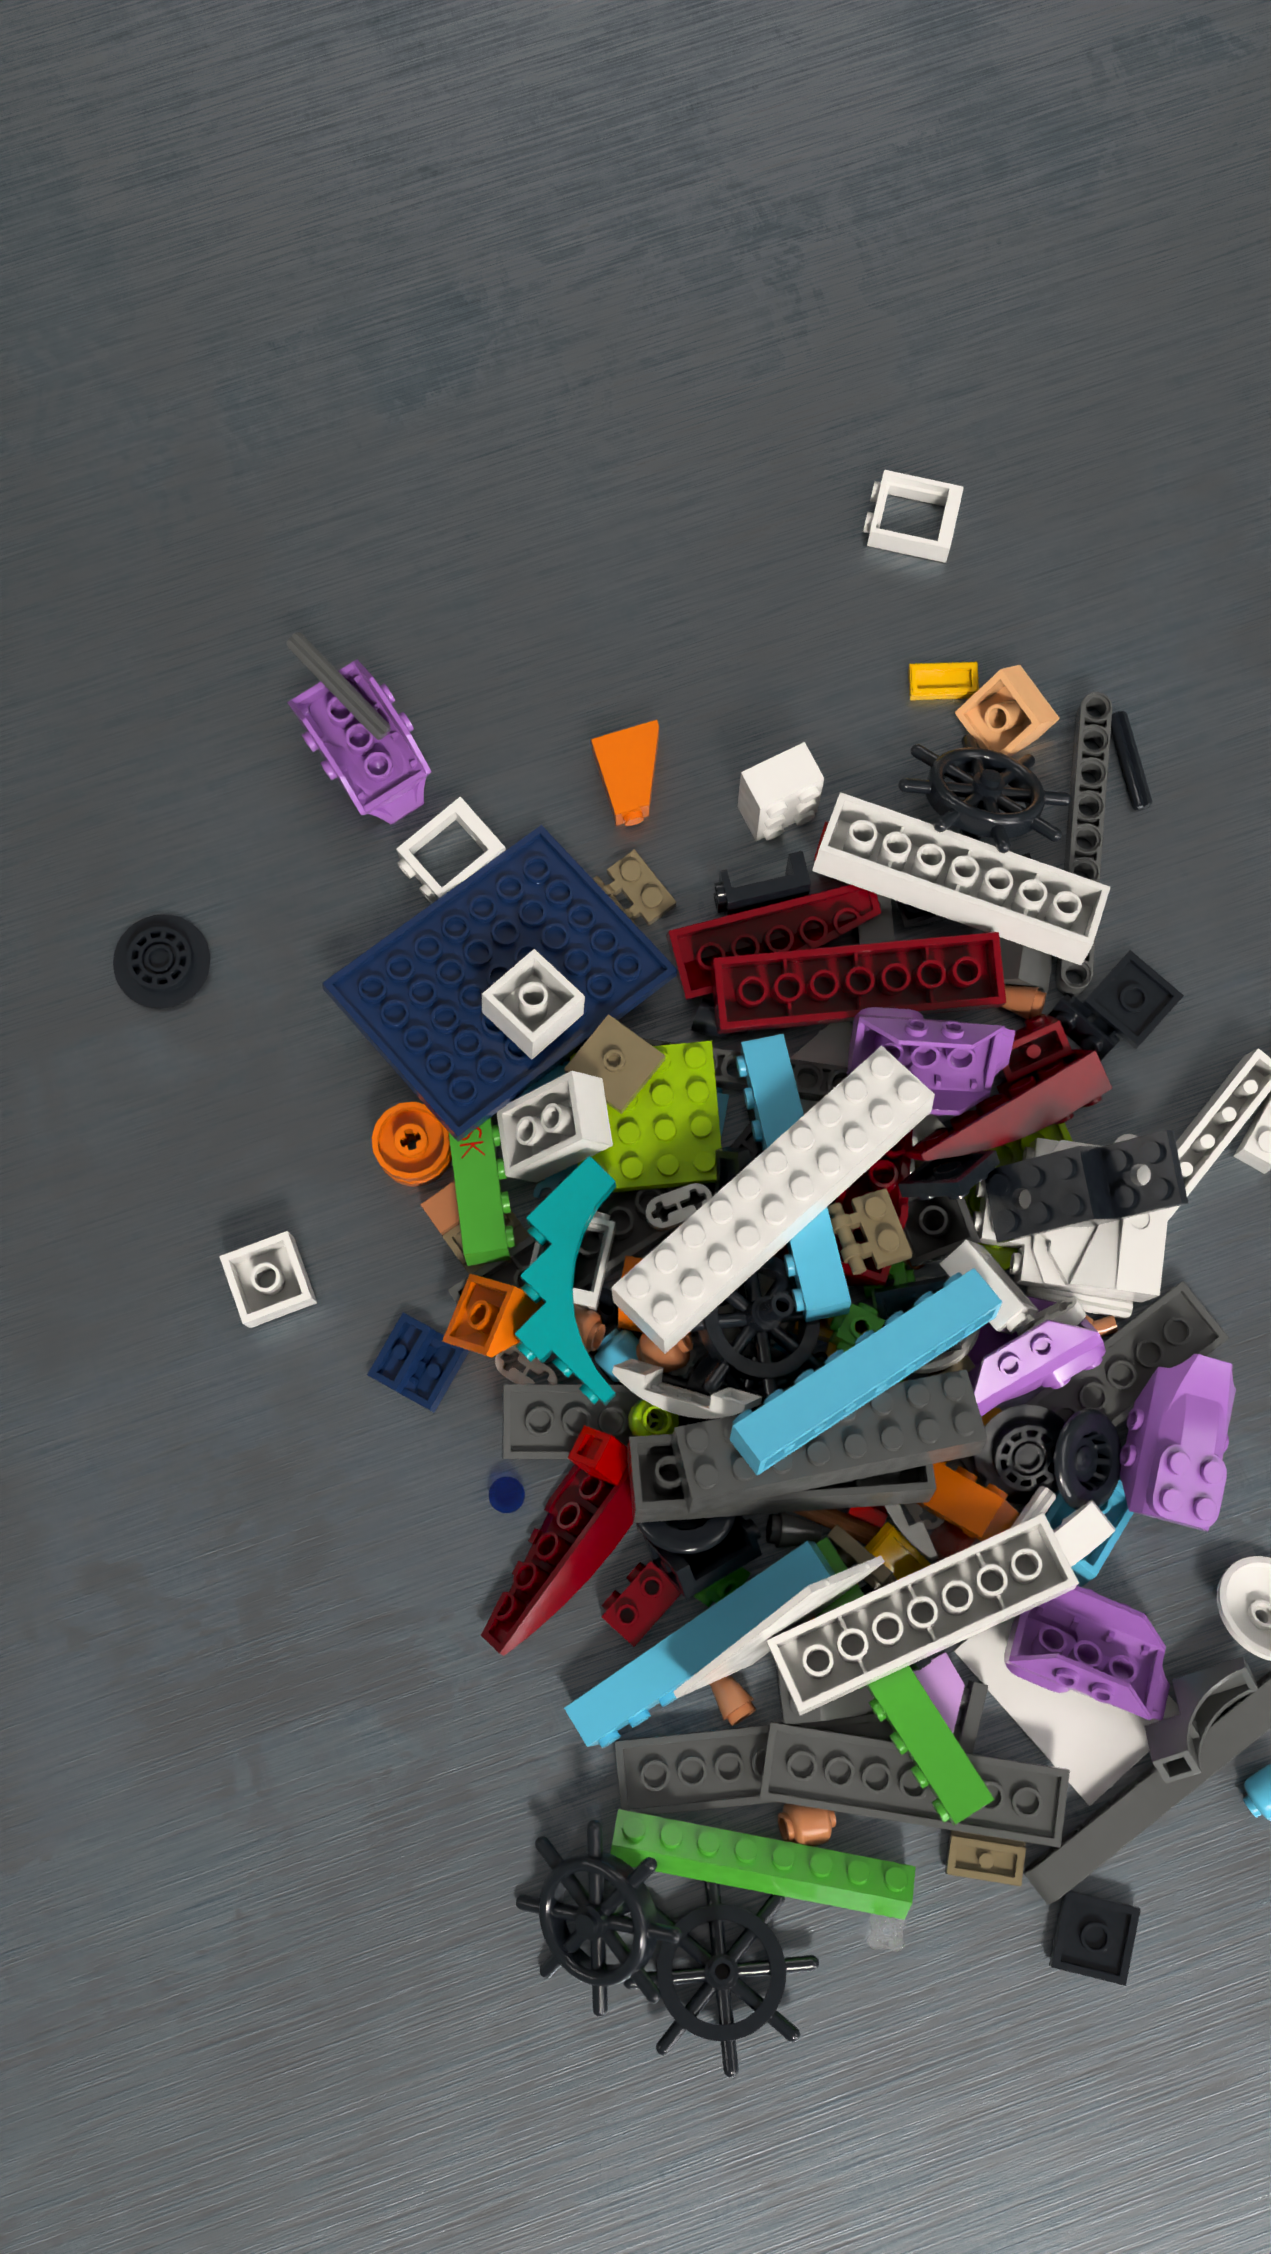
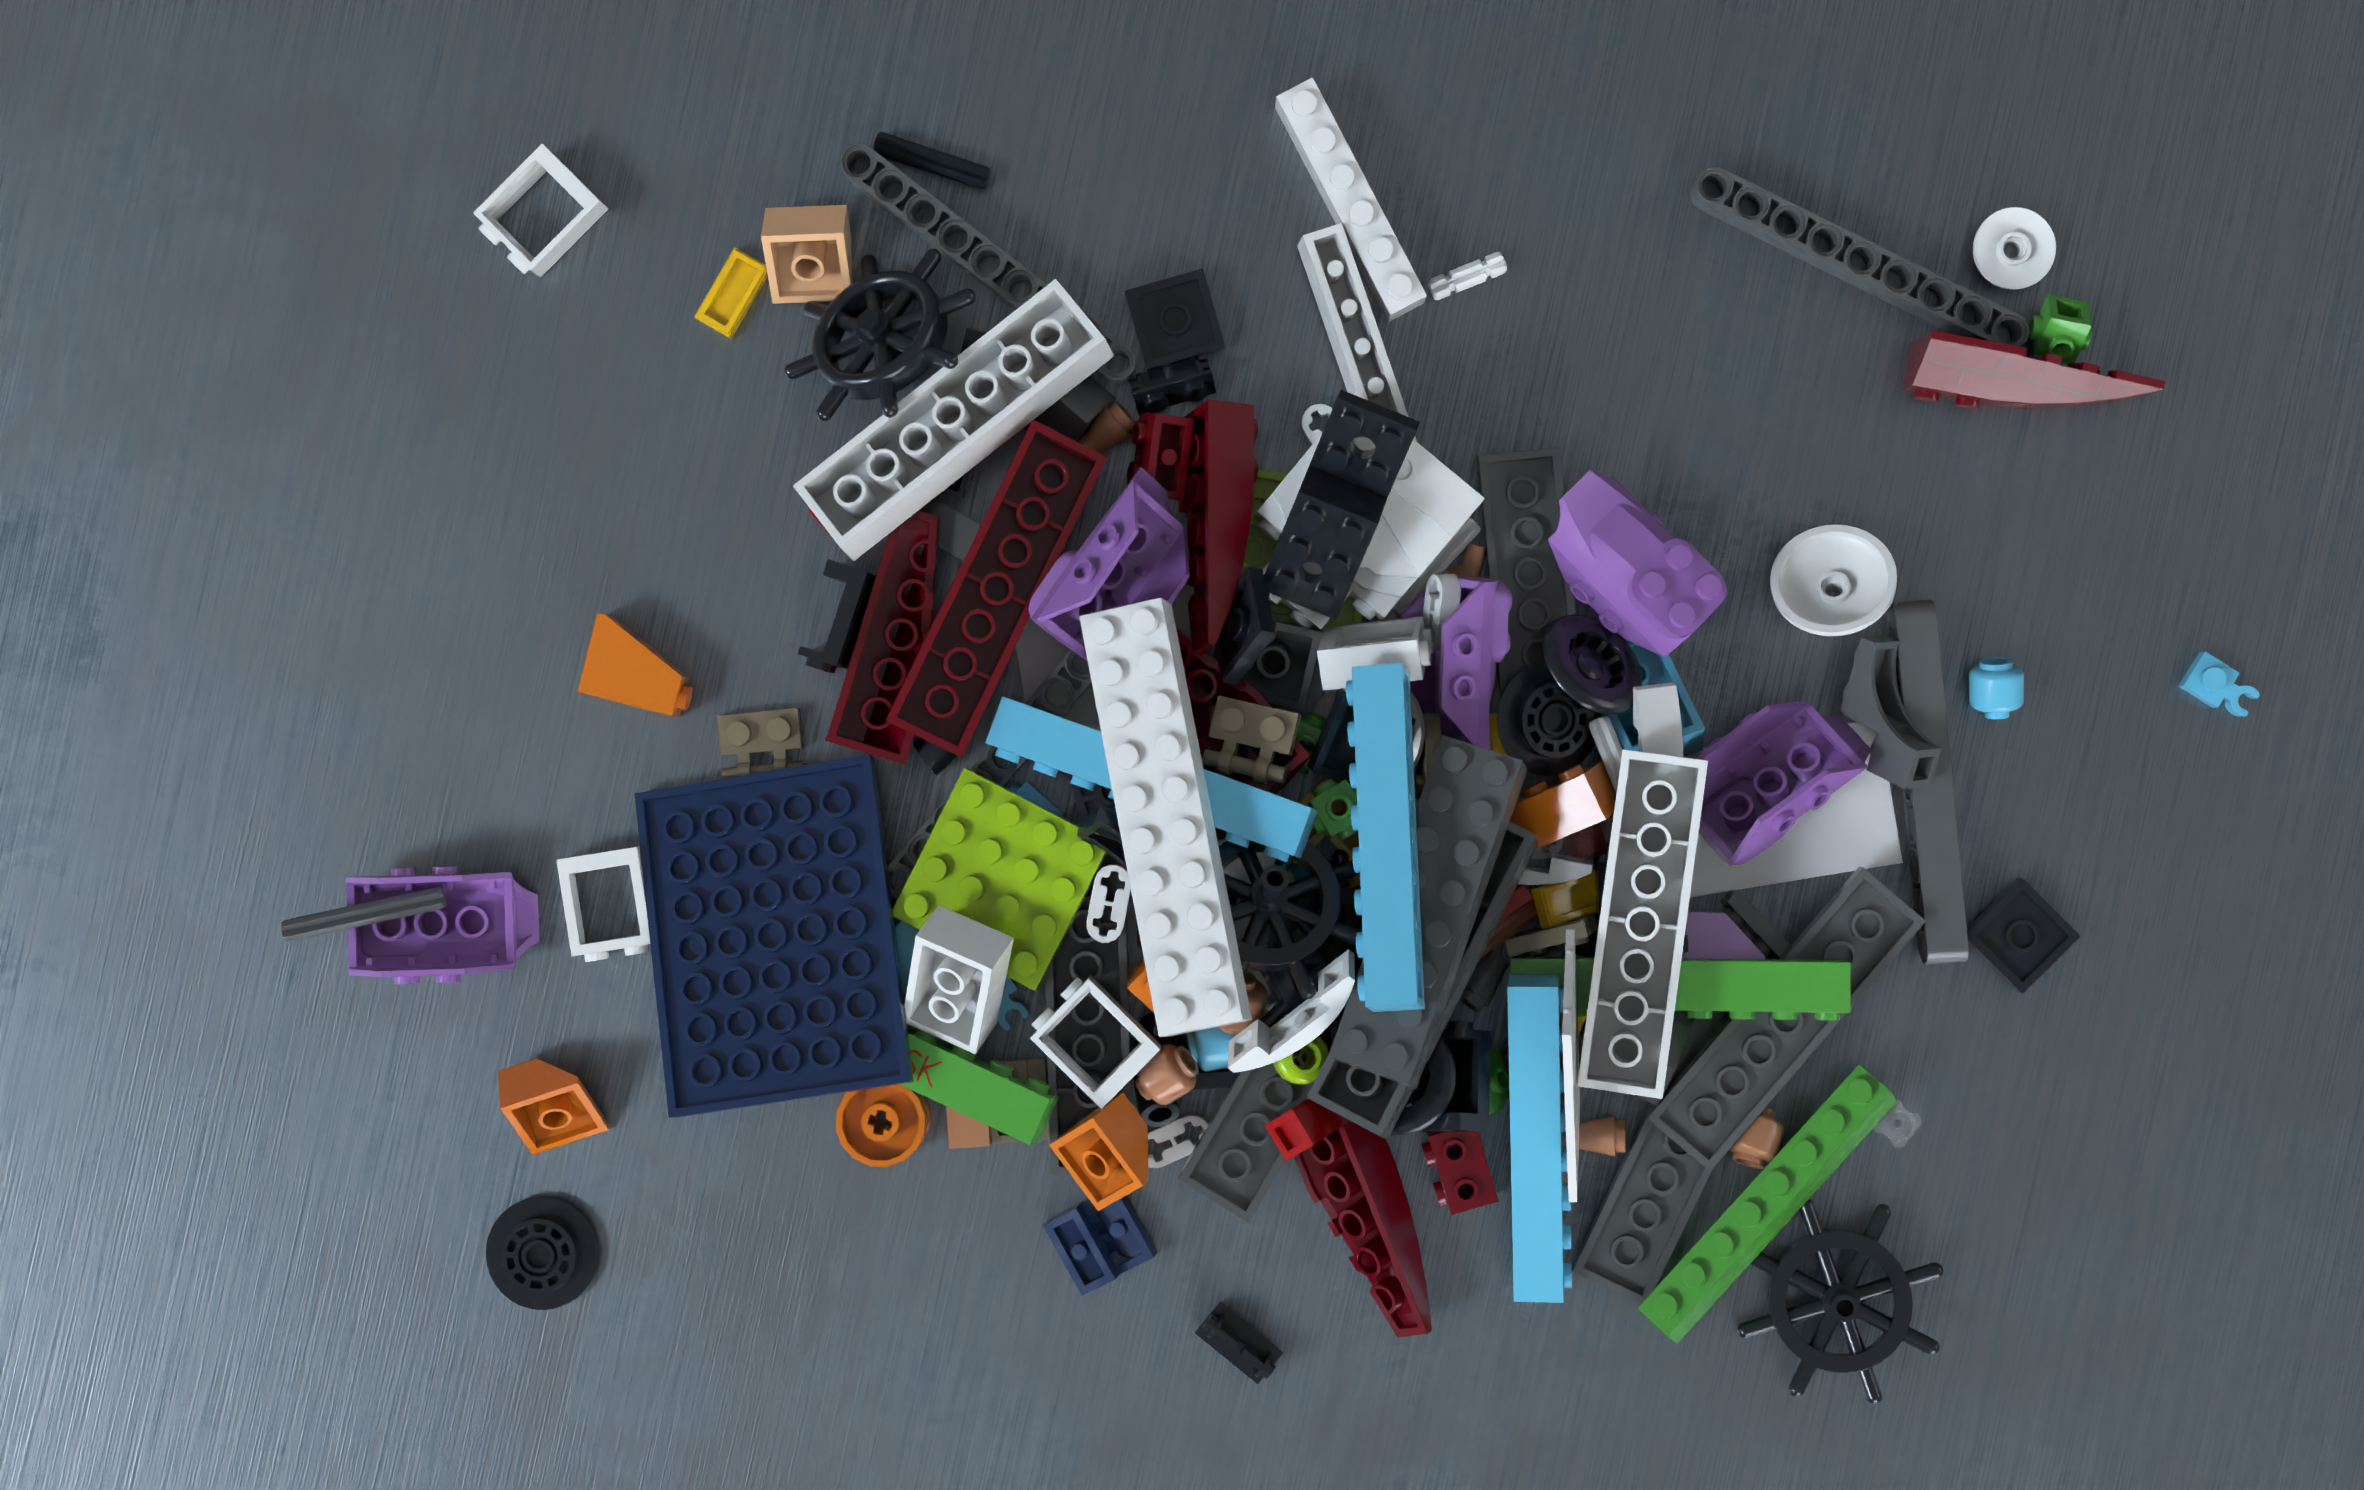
camera: 65 degrees left, 10 degrees up
(268, 1279) = (931, 1338): white brick -> none
(274, 899) = (547, 1105): none -> orange slope
(402, 1516) = (1239, 1343): none -> black hinge
(506, 1494) = (1279, 1230): clear blue plate -> none
(533, 1004) = (821, 926): white brick -> none
(562, 1224) = (1158, 1103): teal arch -> none
(598, 1918) = (1725, 1388): black piece -> none
(619, 1059) = (929, 875): dark tan plate -> none
(780, 792) = (753, 539): white brick -> none
(985, 1858) = (1892, 993): dark tan plate -> none

